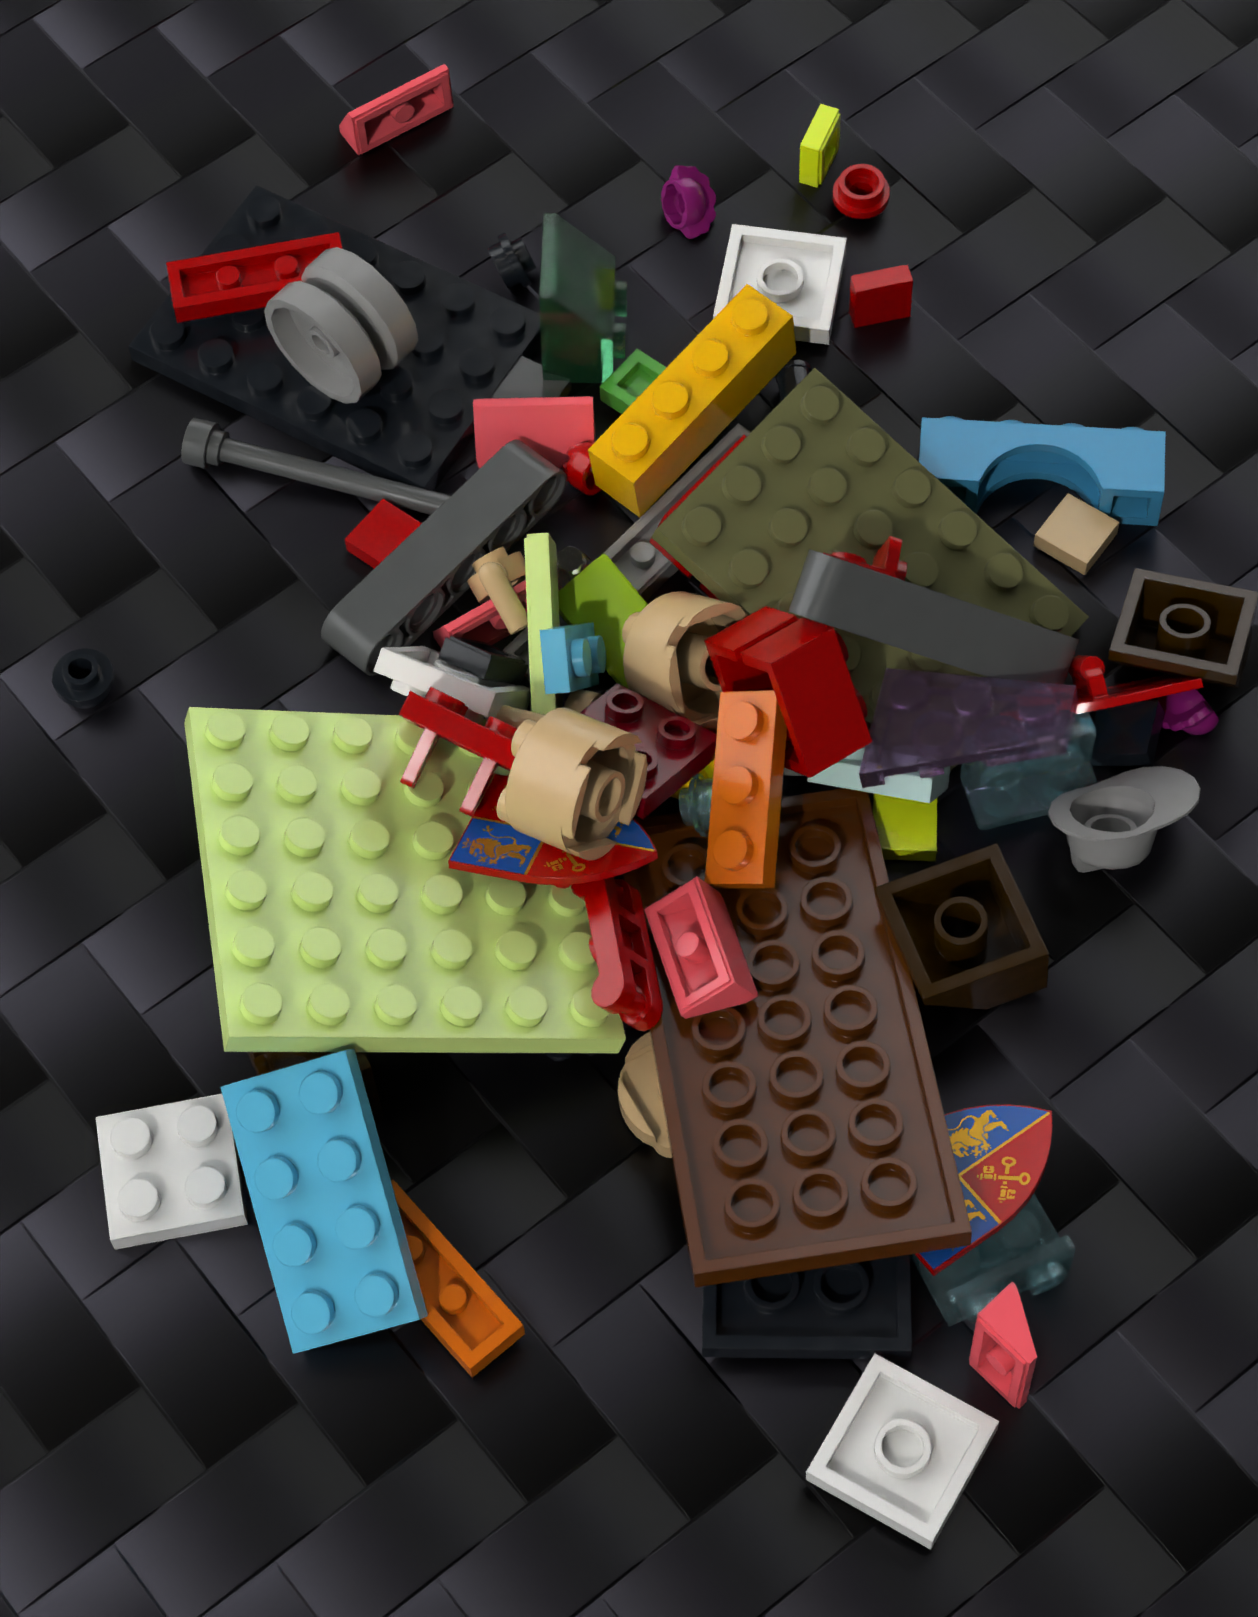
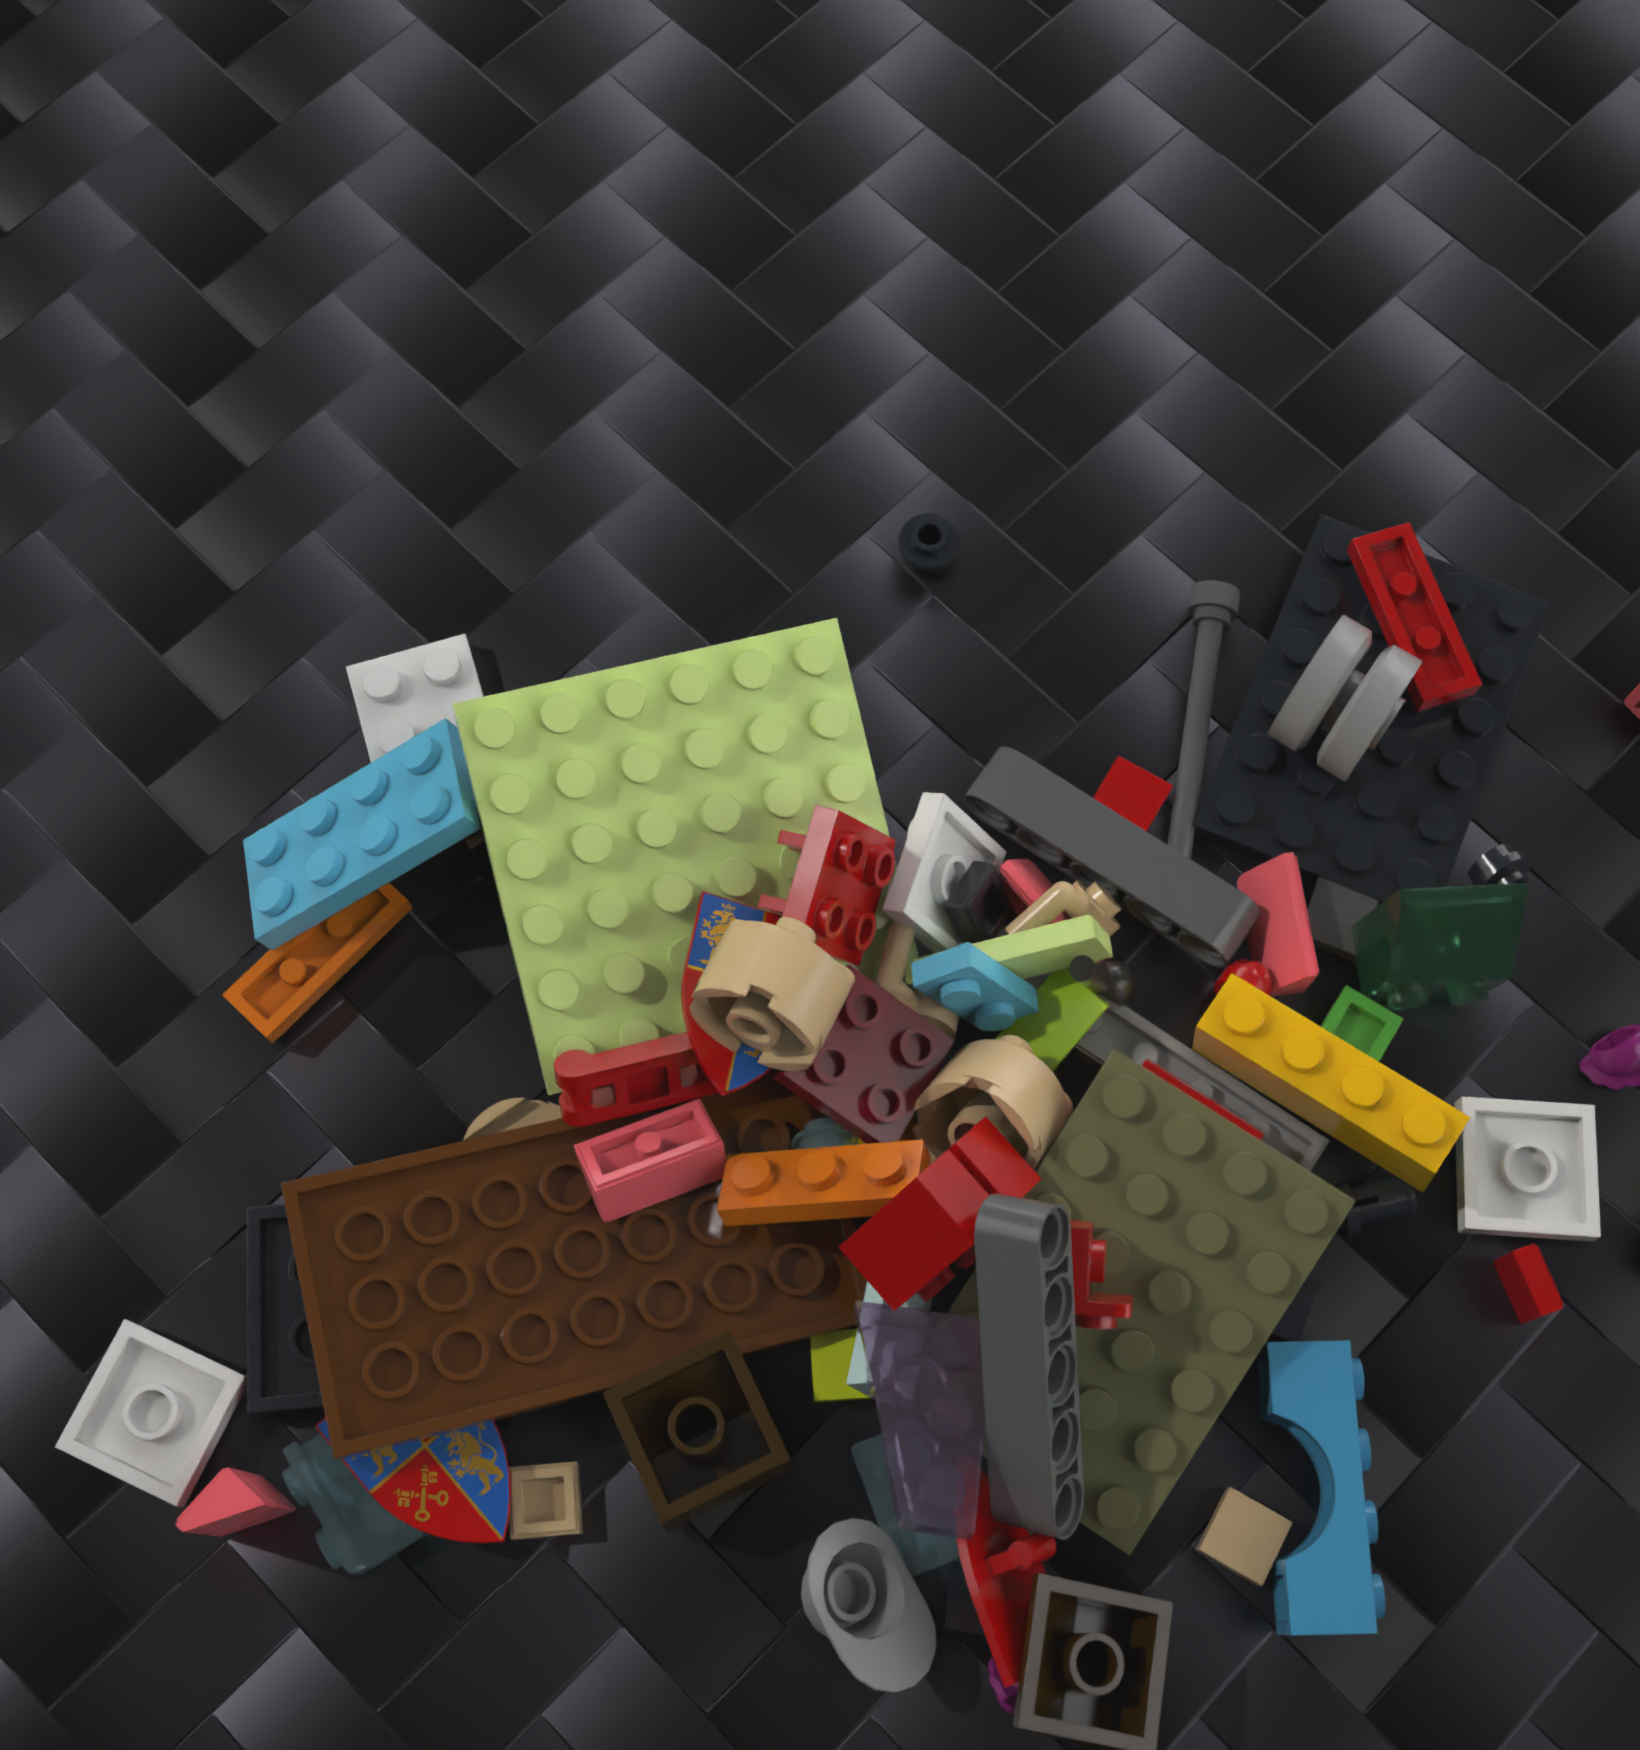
camera: 80 degrees right, 10 degrees up
(1011, 1082) = (545, 1501): none -> tan tile

